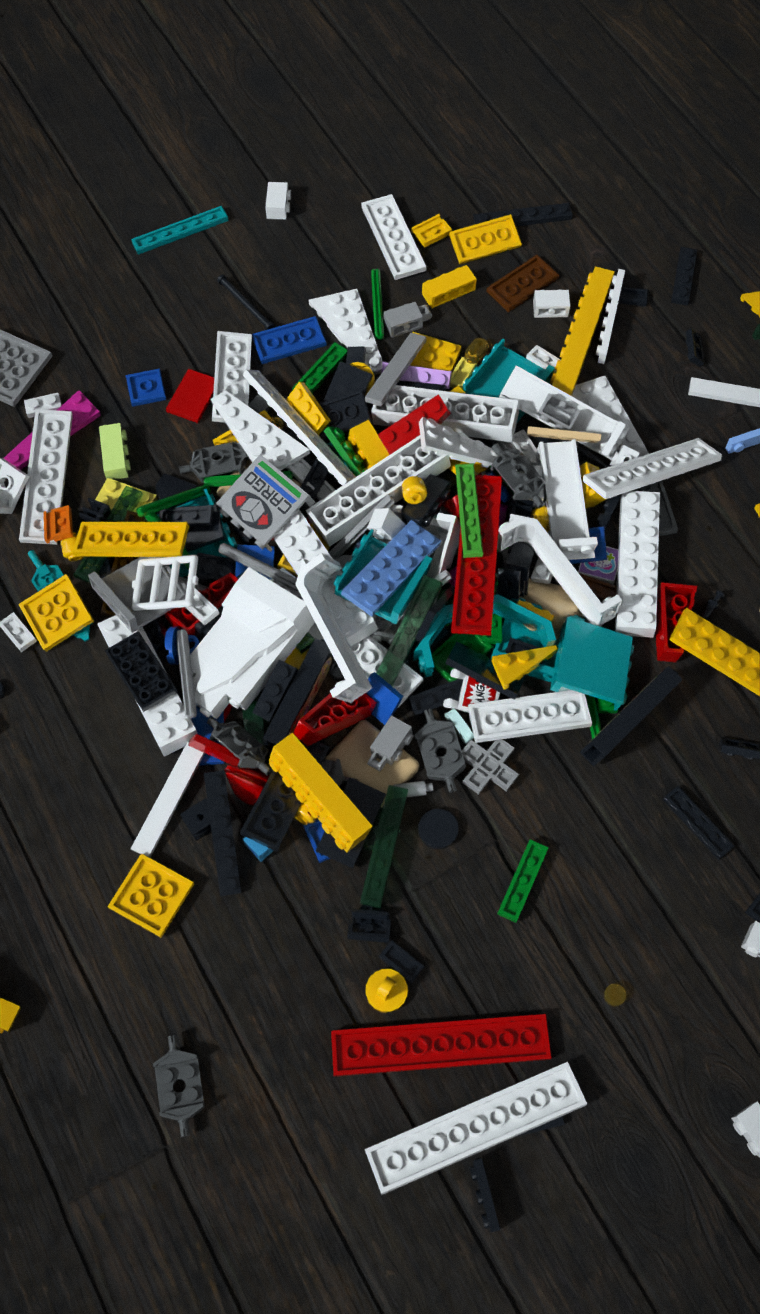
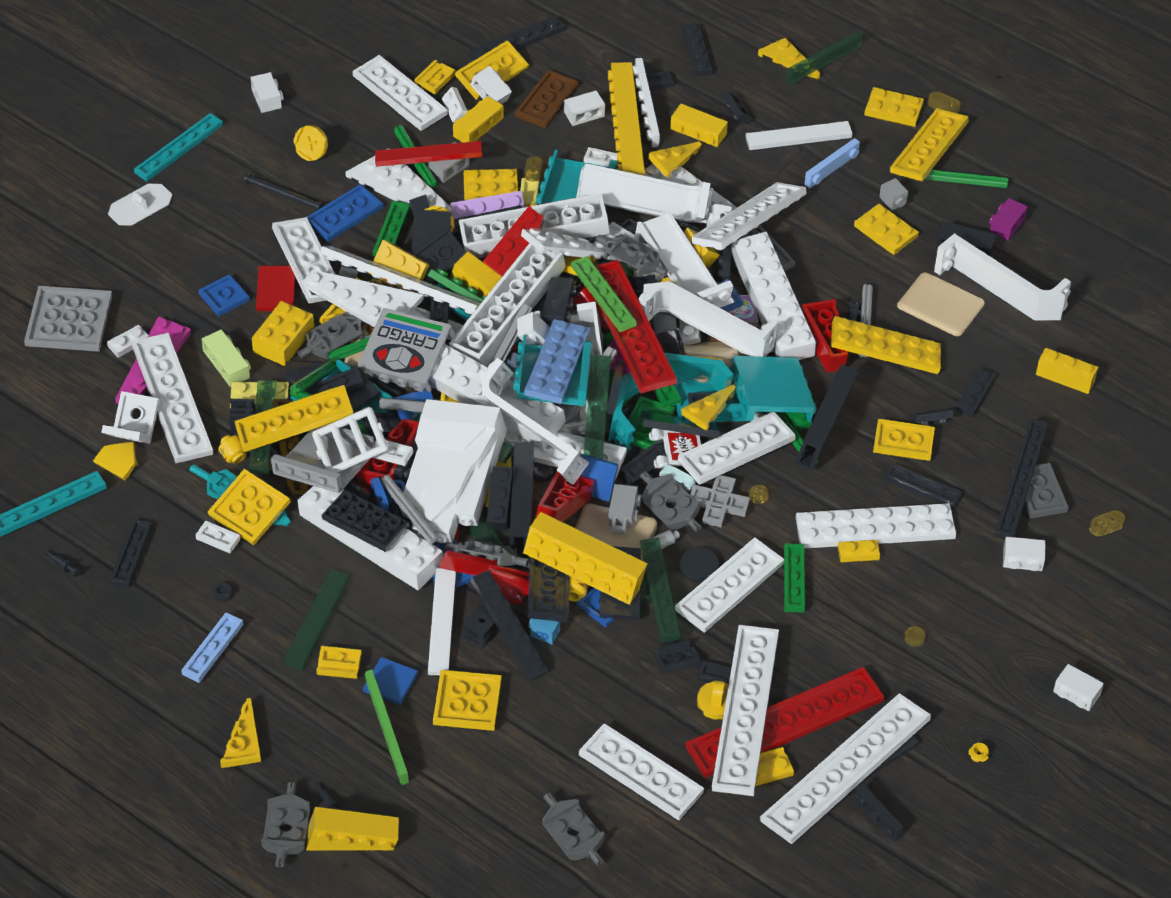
camera: 25 degrees left, 15 degrees down
(57, 806) = (339, 662): none -> yellow plate
(58, 524) = (211, 431): orange plate -> none
(60, 752) = (316, 619): none -> clear green tile
(60, 898) = (386, 727): none -> bright green tile
(93, 844) = (393, 680): none -> blue tile
(120, 274) = (140, 204): none -> white shield
(173, 443) = (282, 333): none -> yellow brick
(275, 1045) = (641, 771): none -> white plate
(290, 262) = (310, 143): none -> yellow tile
(385, 306) = (428, 153): none -> red tile
(395, 369) = (468, 203): light grey tile -> none
(402, 1023) = (745, 710): none -> white plate
(402, 1089) = (773, 766): none -> yellow plate
(414, 490) = (546, 292): yellow head -> none
(435, 263) = (454, 104): none -> white plate
(456, 864) = (729, 585): none -> white plate
(474, 256) = (490, 84): none -> white brick
(529, 772) = (758, 494): none -> clear yellow tile
(558, 412) = (641, 195): light grey window -> none
(563, 434) = (650, 212): tan tile -> none
(601, 873) = (858, 550): none -> yellow plate
(605, 382) = (672, 158): none -> yellow wing
(627, 1164) = (979, 748): none -> yellow plate
(631, 851) = (878, 524): none -> white plate
(650, 355) = (699, 125): none -> yellow brick
(701, 764) = (904, 439): none -> yellow plate
(727, 602) = (866, 306): none -> light grey axle

